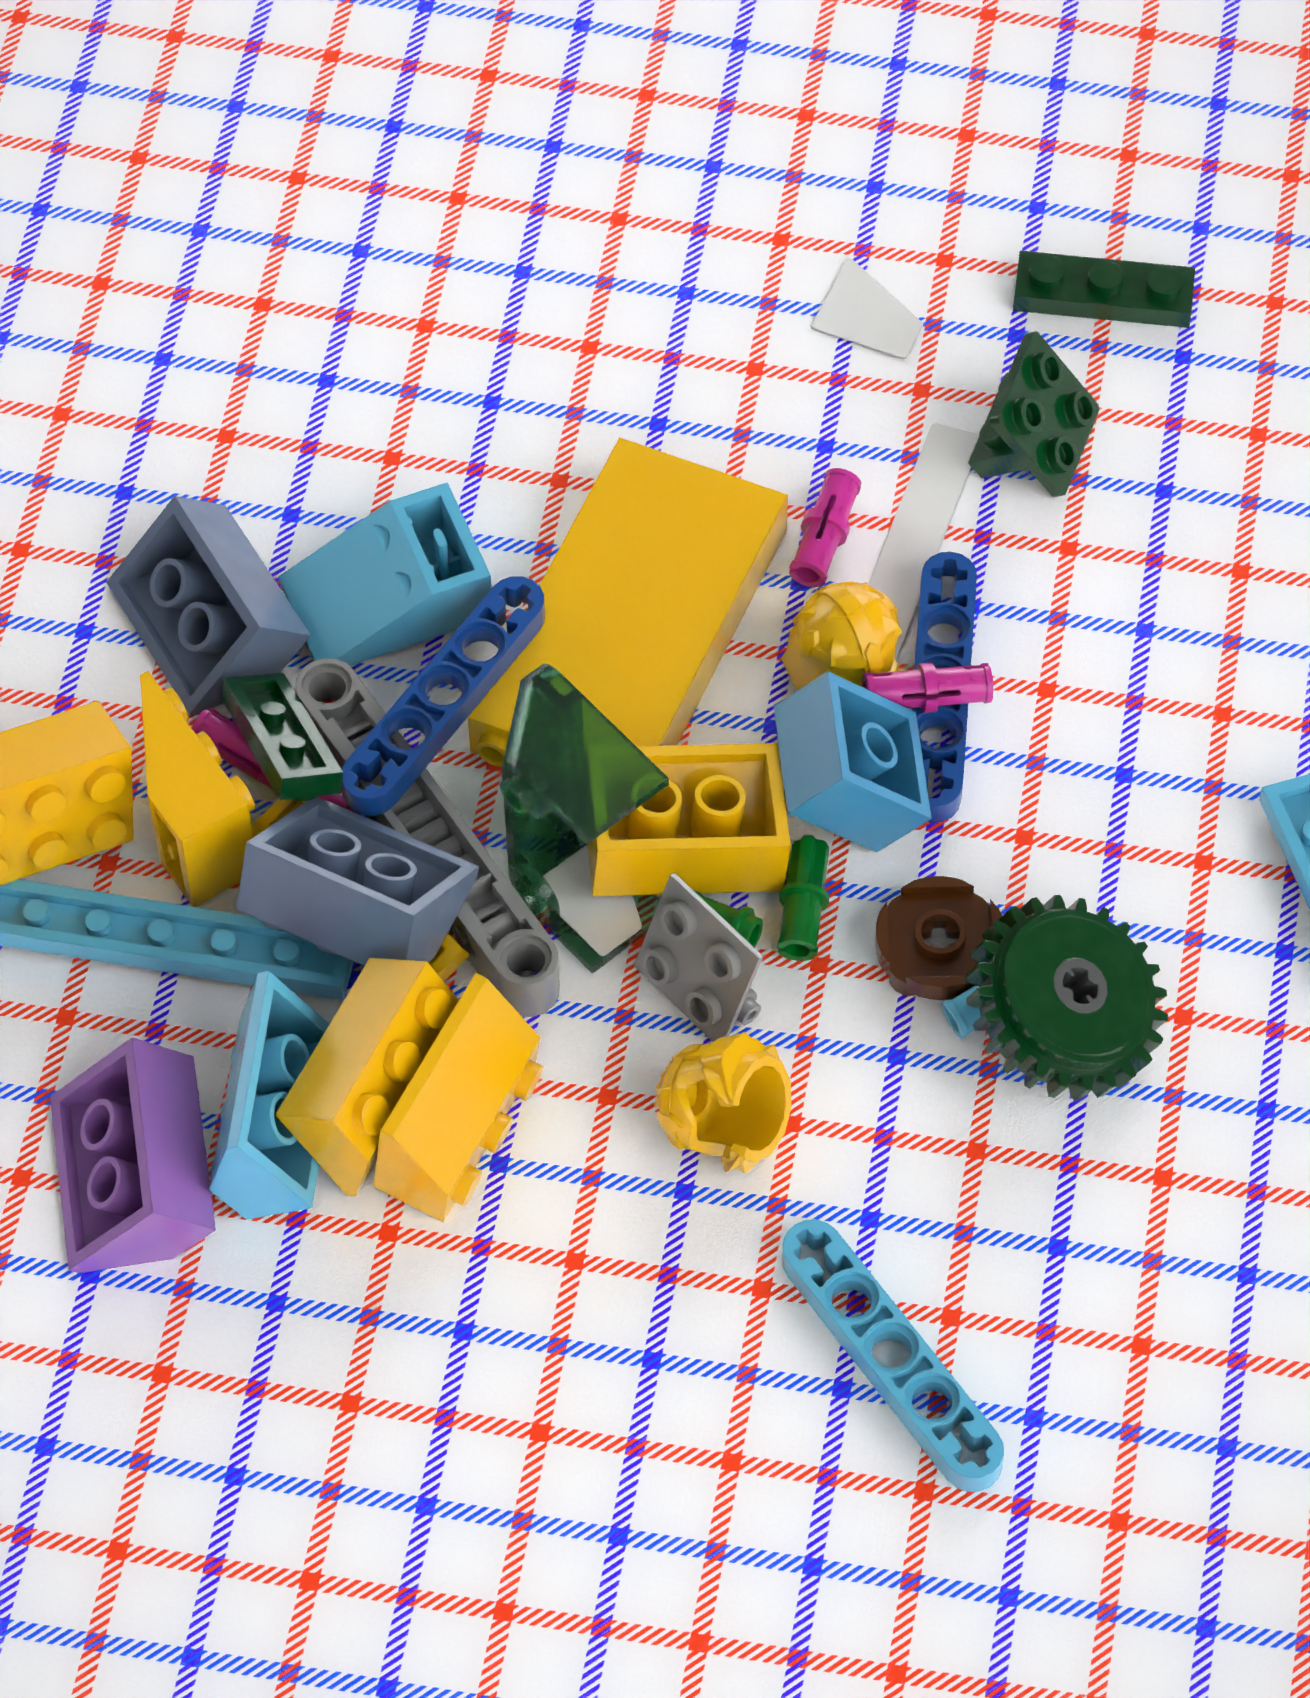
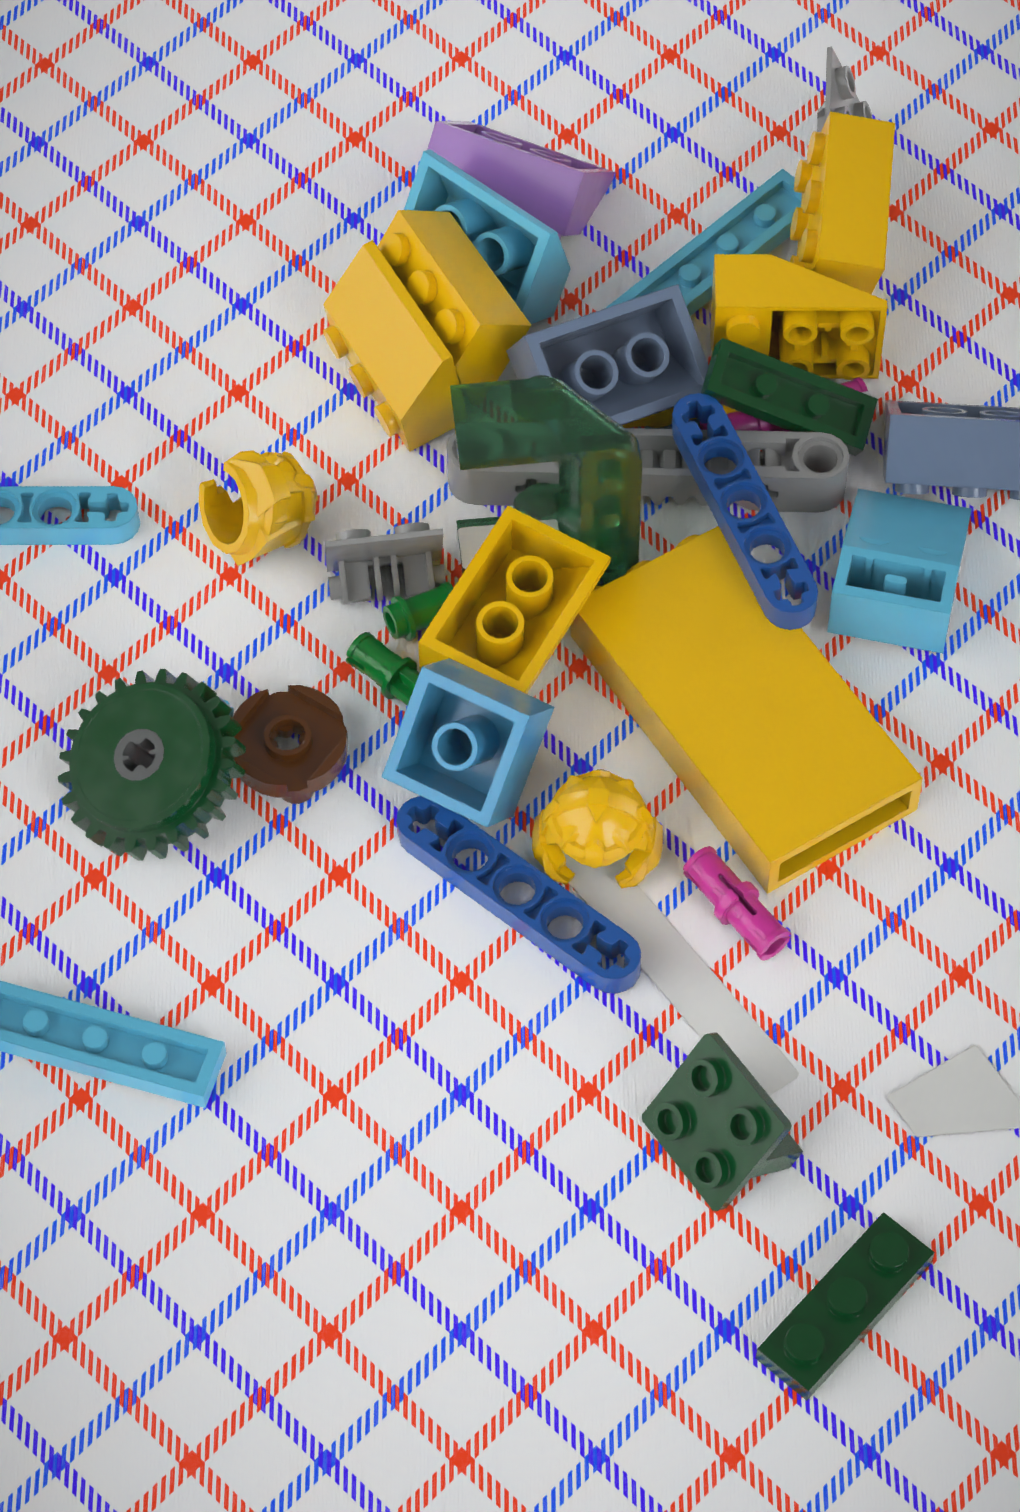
camera: 125 degrees right, 0 degrees up
(933, 686) = (501, 848): dark pink pin -> none

